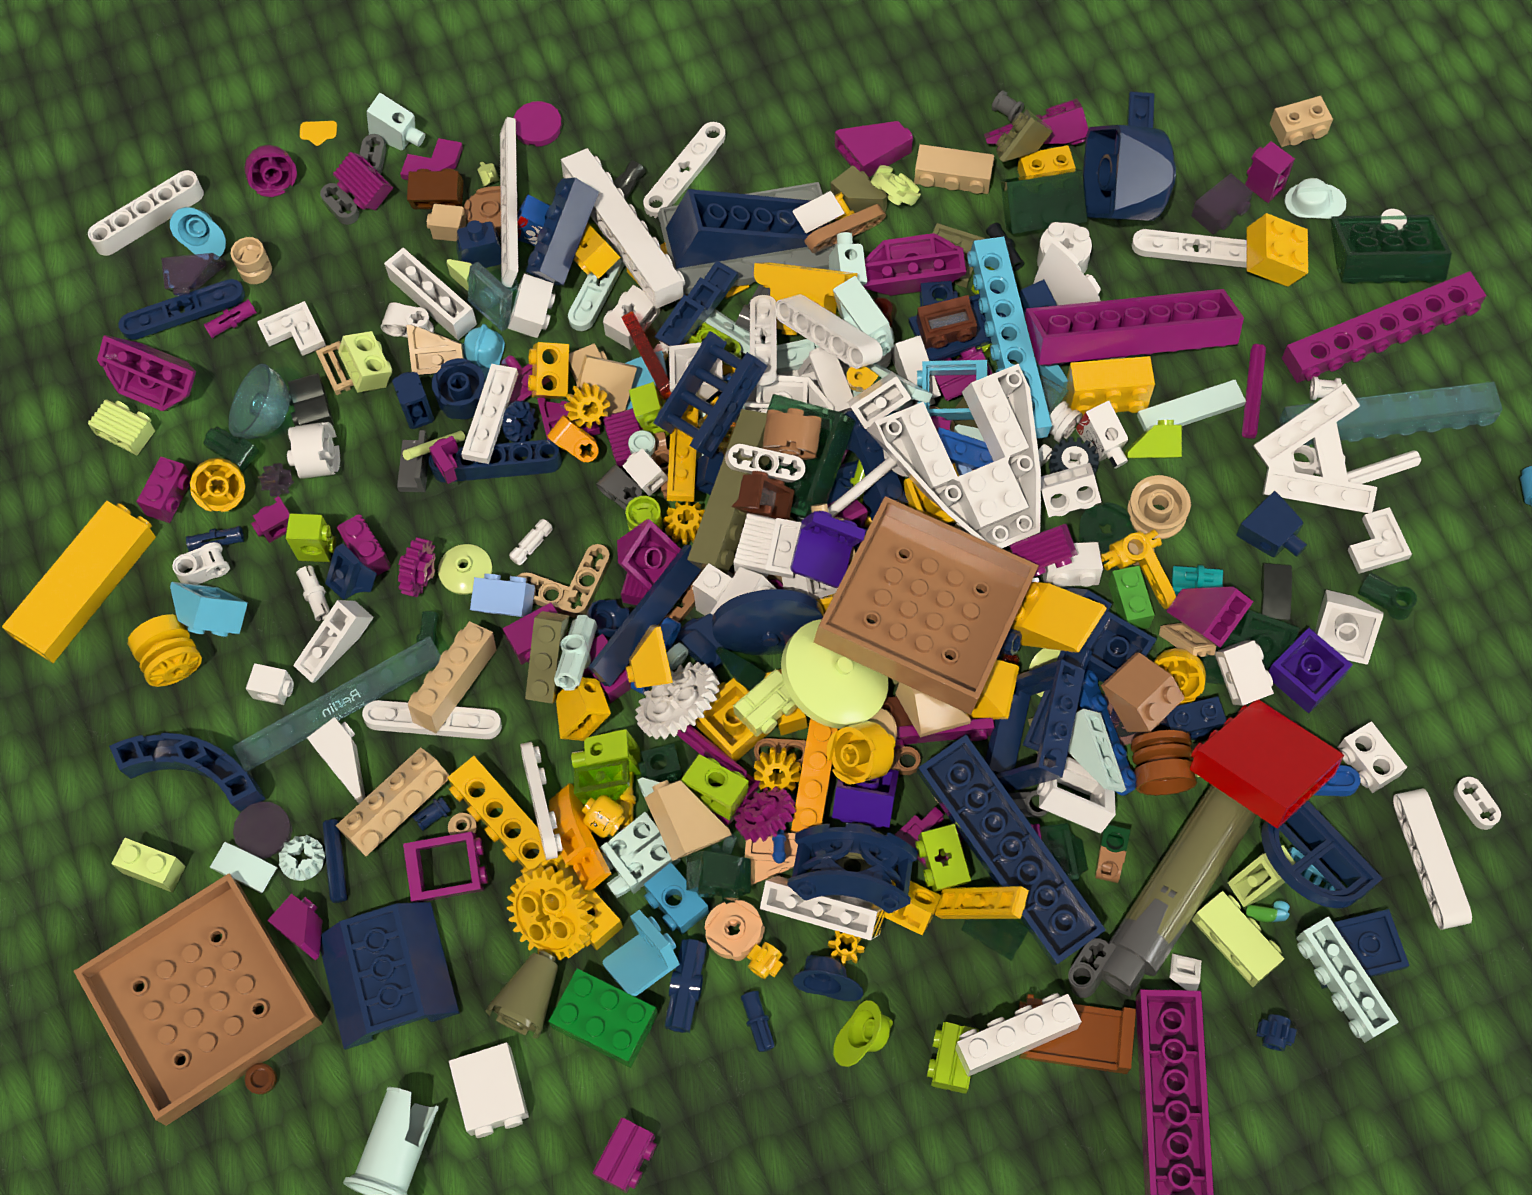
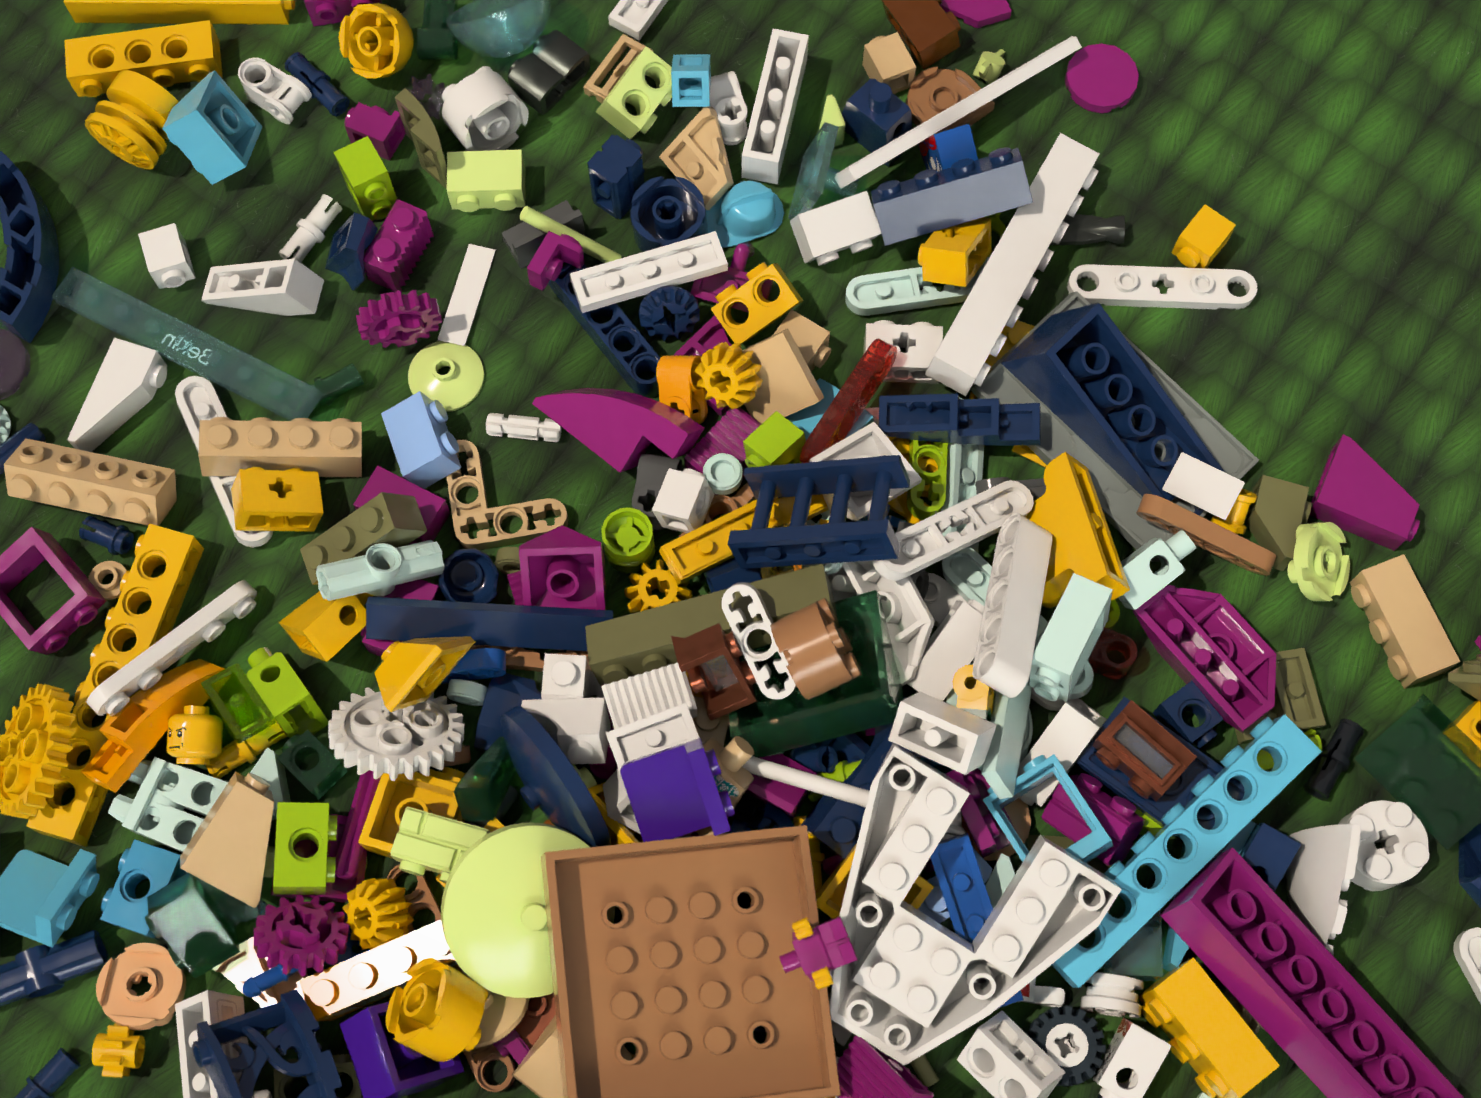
camera: 55 degrees right, 5 degrees up
(117, 615) = (127, 50): none -> yellow brick
(307, 488) = (423, 134): none -> olive slope
(356, 476) = (486, 180): none -> yellowish green brick
(385, 322) = (691, 80): none -> medium azure brick
(420, 528) = (466, 295): none -> white sticker
(483, 696) = (276, 500): none -> yellow brick
(569, 483) = (620, 424): none -> magenta slope
(612, 588) = (508, 560): none -> olive tile
(673, 131) = (1203, 238): none -> yellow brick
(958, 523) = (819, 950): none -> magenta piece

